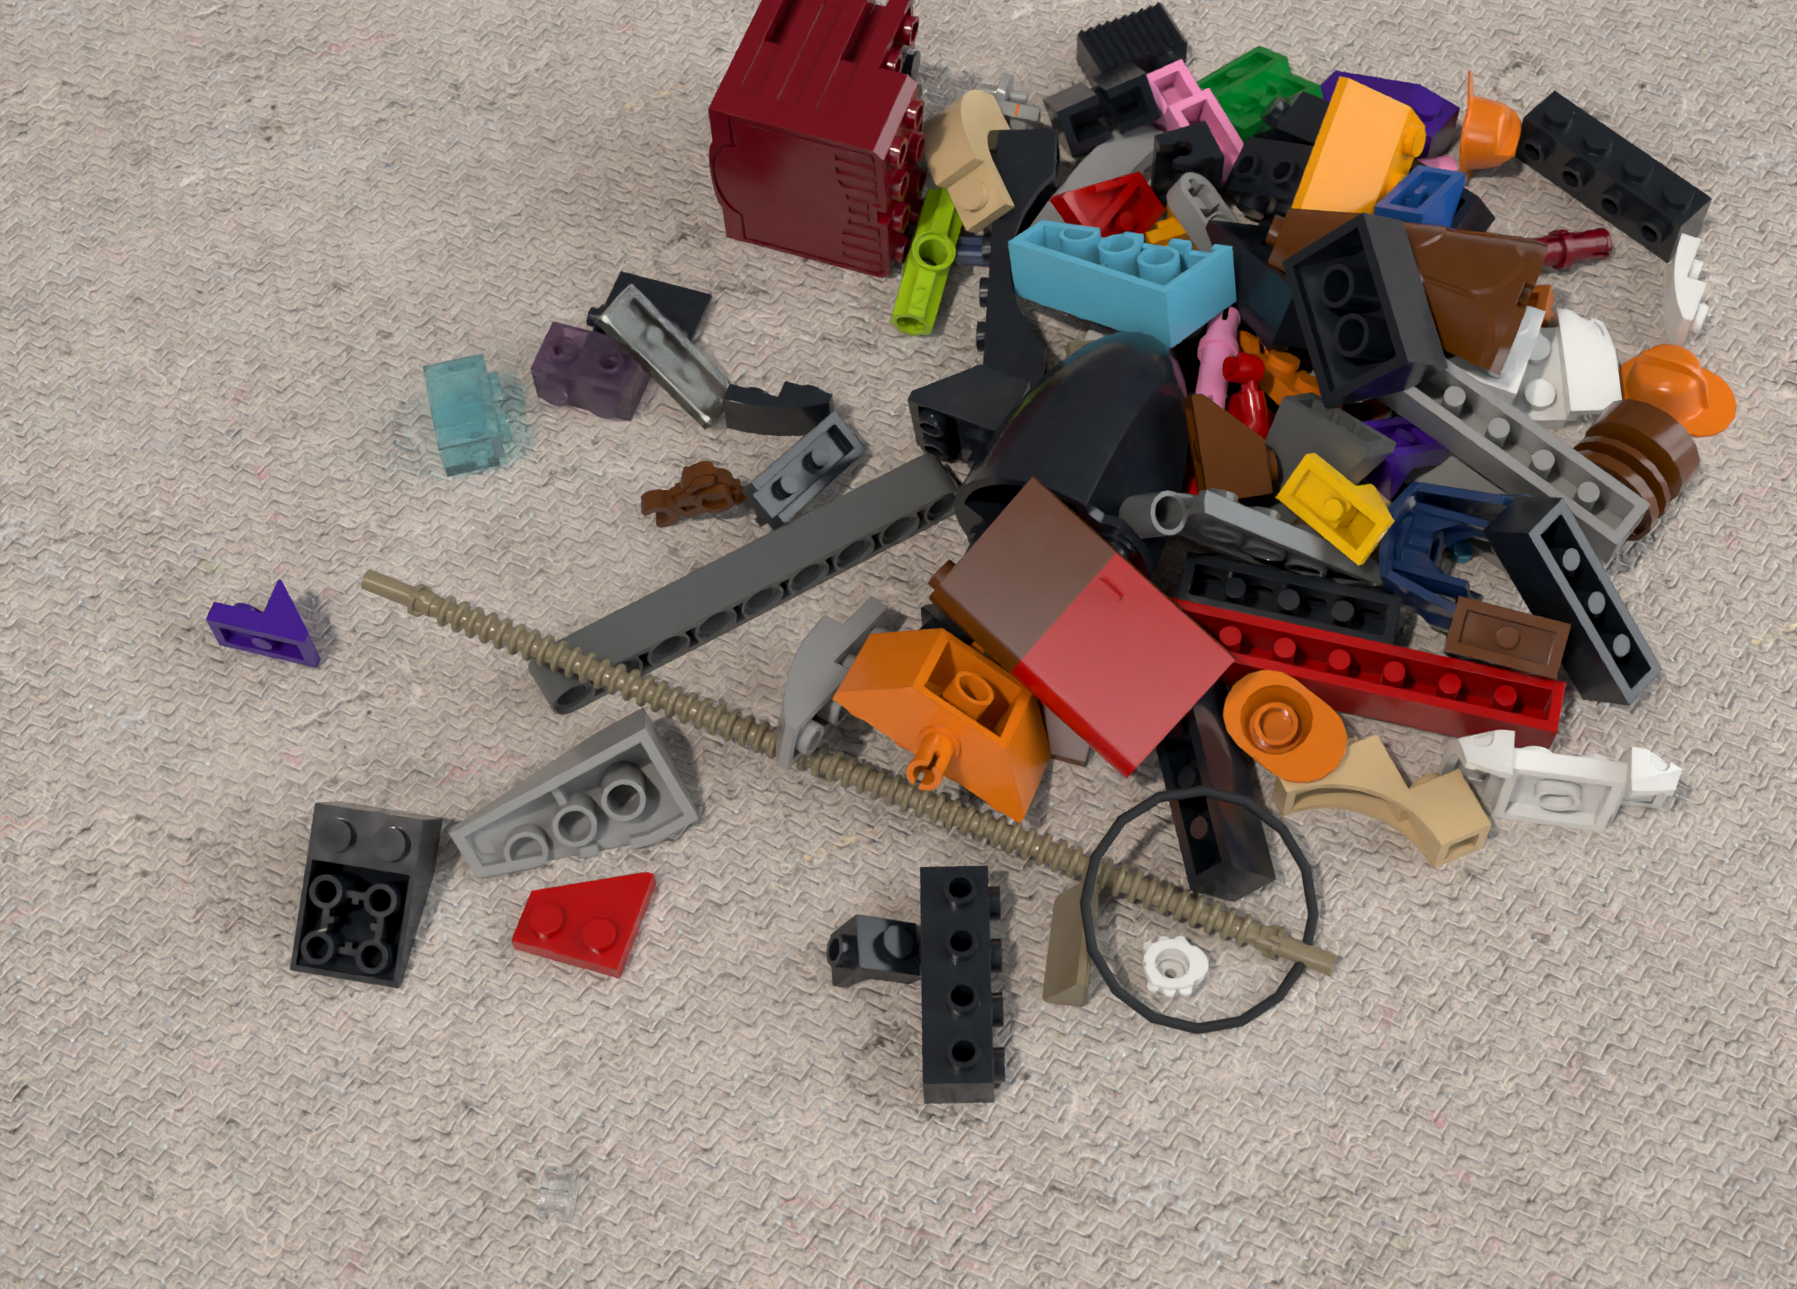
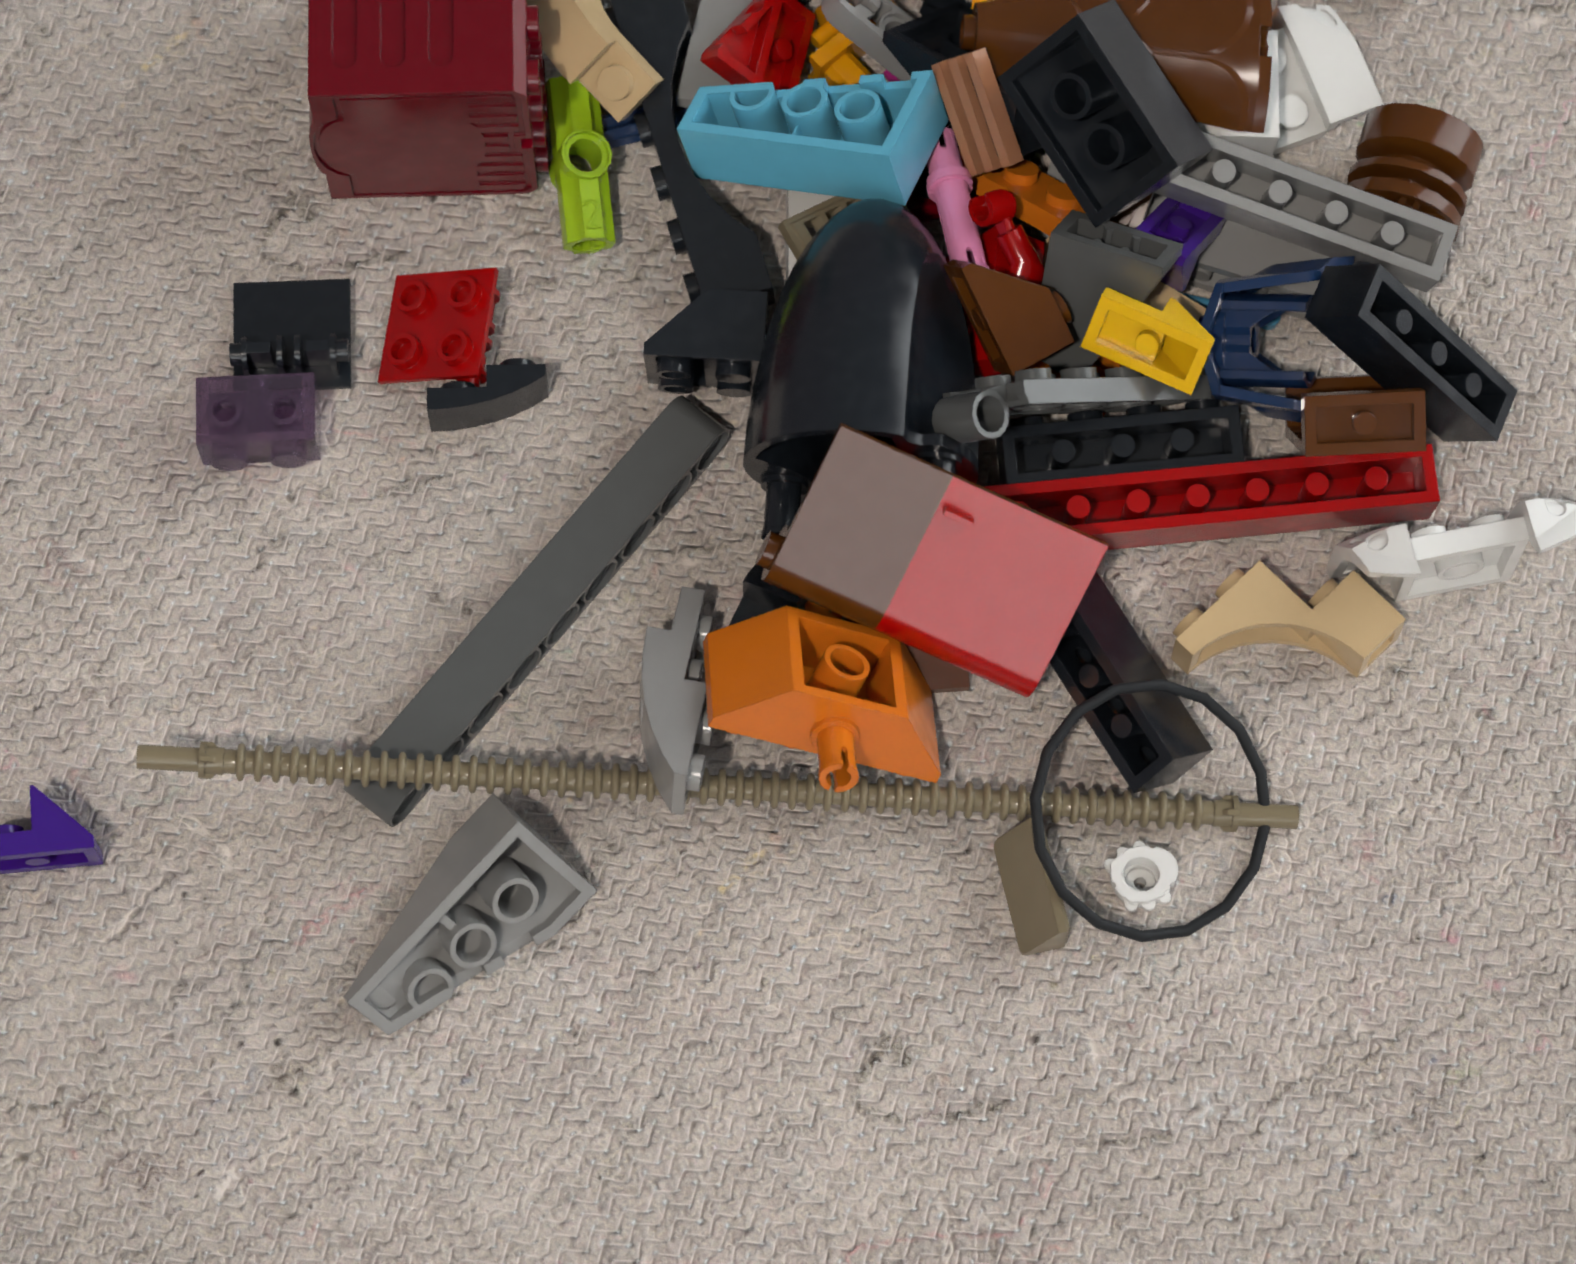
camera: 25 degrees left, 10 degrees up
(364, 891) = (279, 1094): black slope -> none
(466, 415) = (144, 519): clear light blue brick -> none
(586, 922) = (524, 1041): red wing -> none
(666, 355) = (345, 379): clear smoke plate -> none
(699, 491) = (457, 521): reddish brown piece -> none
(771, 347) = (440, 327): none -> red hinge
(802, 471) = (547, 464): hinge -> none
(873, 950) = (835, 968): black bracket -> none
(956, 985) = (936, 972): black brick -> none
(1259, 294) = (970, 113): none -> nougat tile
(1284, 726) = (1167, 586): orange piece -> none
(1677, 384) = (1427, 58): orange piece -> none

